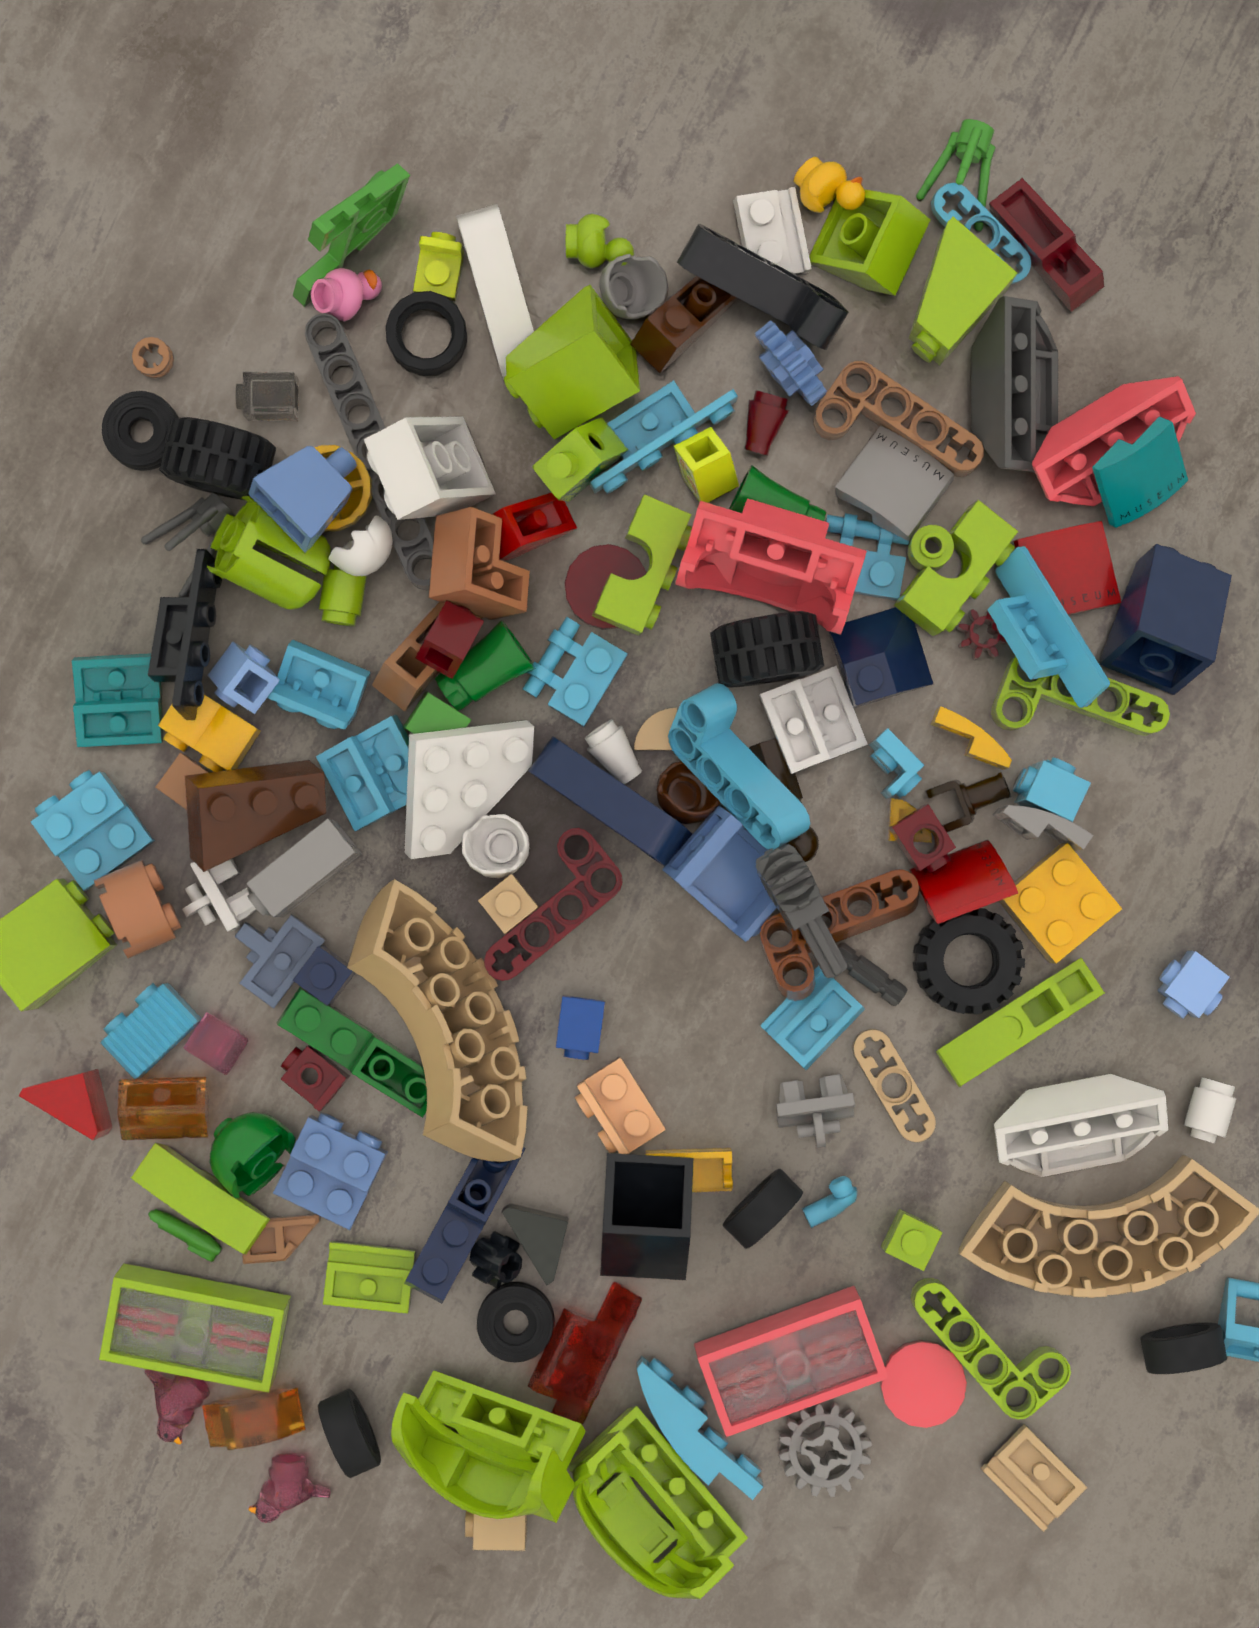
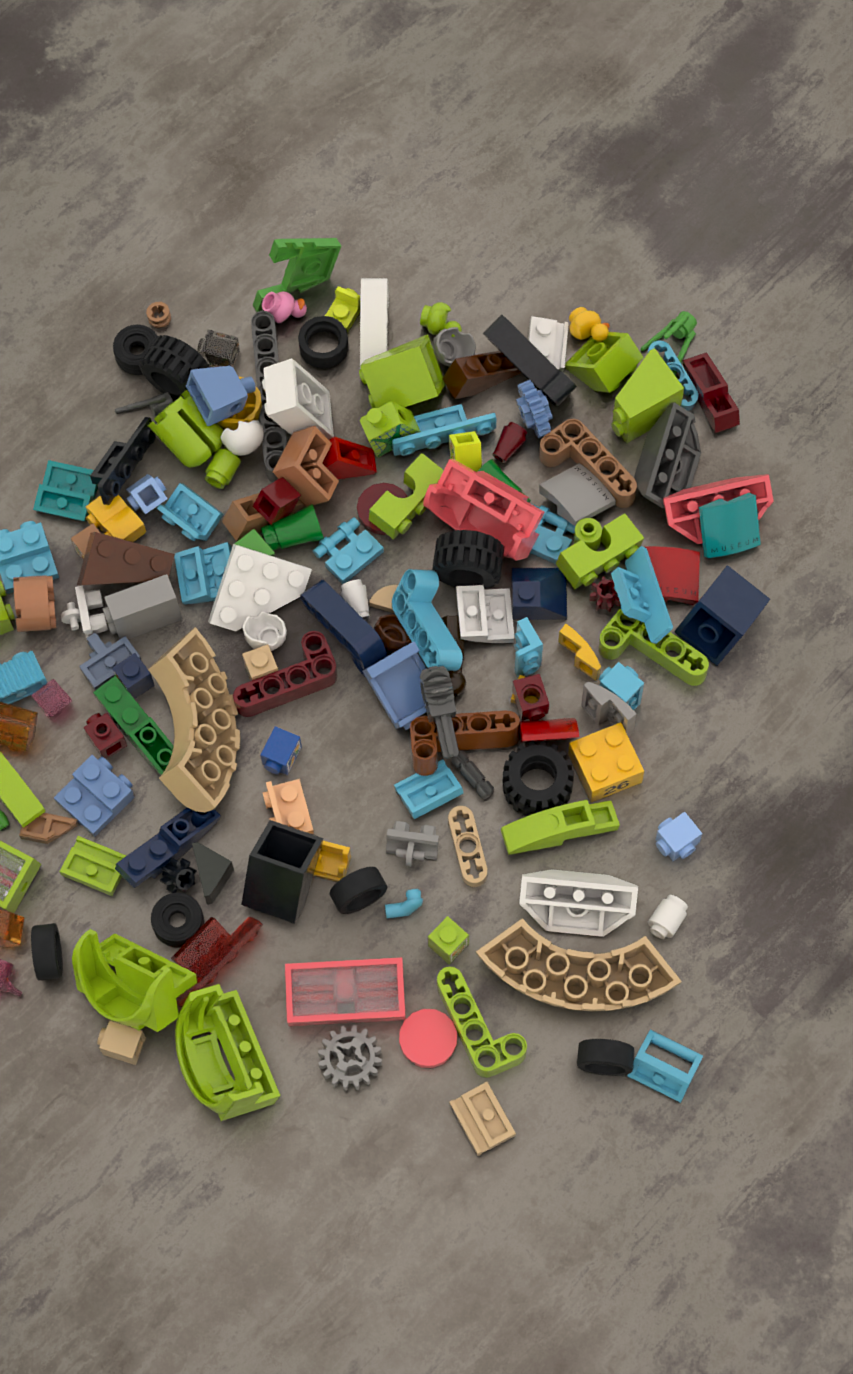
camera: 20 degrees right, 20 degrees down
(247, 1151) = (48, 766): green cylinder -> none
(680, 1419) = (263, 1011): medium azure slope -> none
(973, 797) = (569, 687): dark brown piece -> none

